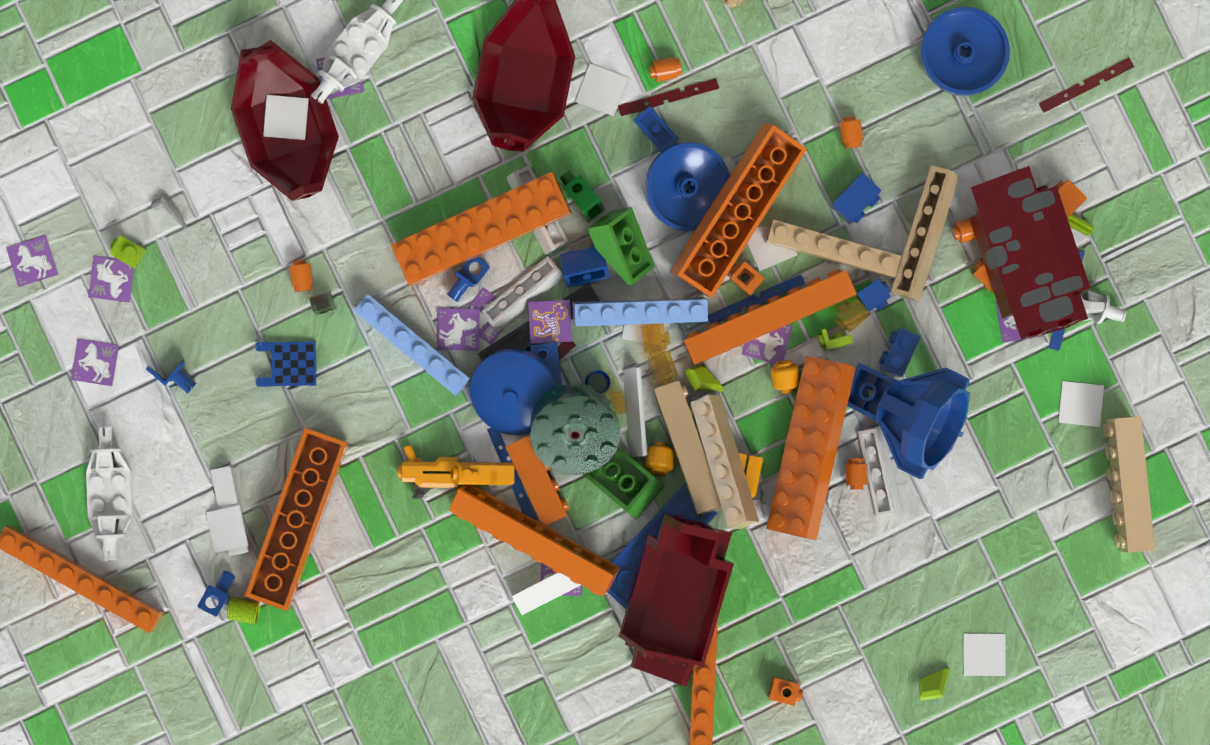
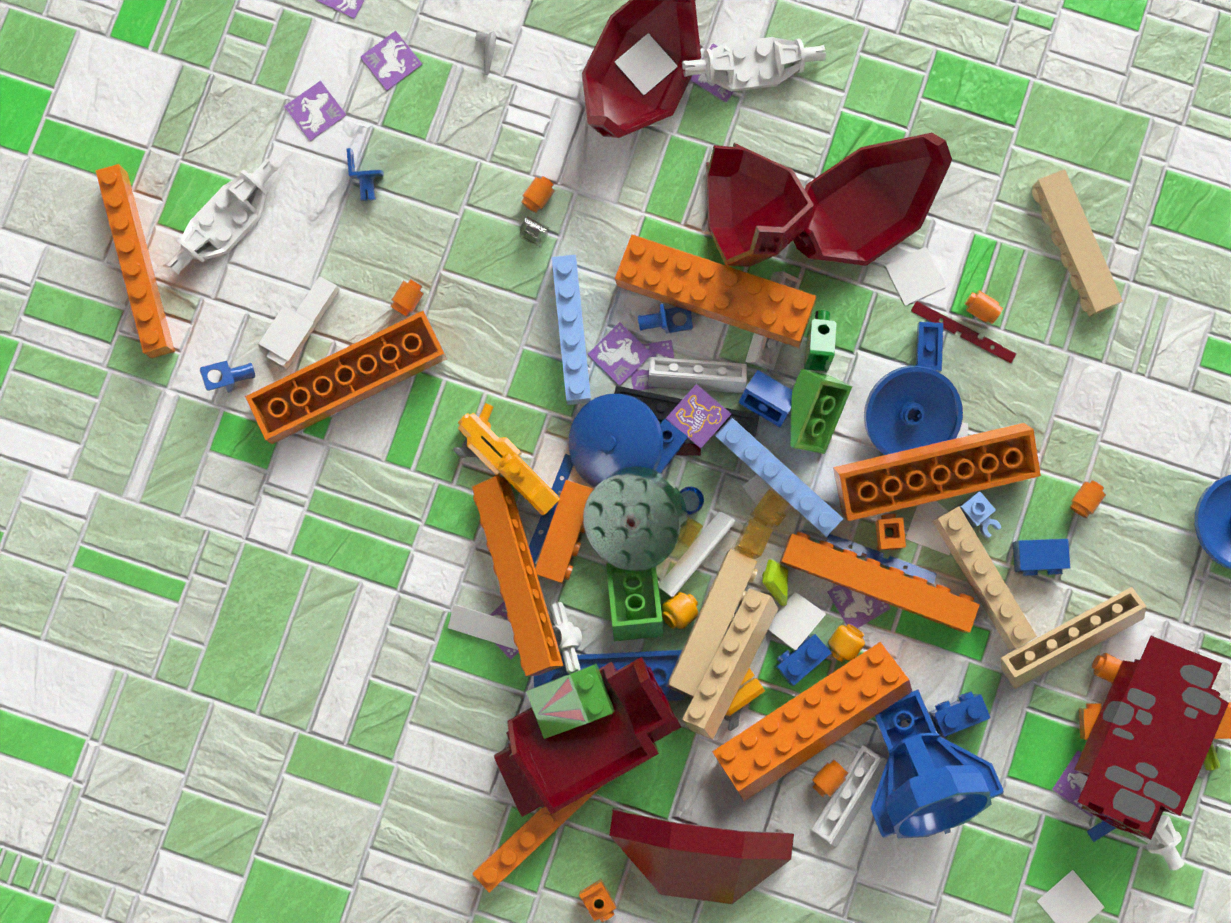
camera: 45 degrees right, 5 degrees down
(127, 251) = (423, 49): lime bracket -> none
(243, 610) = (234, 408): lime piece -> none
(283, 428) = (407, 297): none -> orange brick
(291, 364) = (463, 254): blue flag -> none
(452, 149) = (753, 205): none -> dark red panel
(605, 546) = (567, 637): none -> white axle
(646, 584) = (570, 701): none -> bright green slope
(739, 393) = (796, 620): none -> white sticker
(767, 414) = (800, 662): none -> blue brick
(788, 210) = (977, 511): none -> light blue brick
(822, 603) = (699, 859): none -> dark red panel
(838, 340) = (918, 655): lime bracket -> none
(851, 315) = (948, 645): clear yellow brick -> none
(874, 295) = (982, 648): blue brick -> none

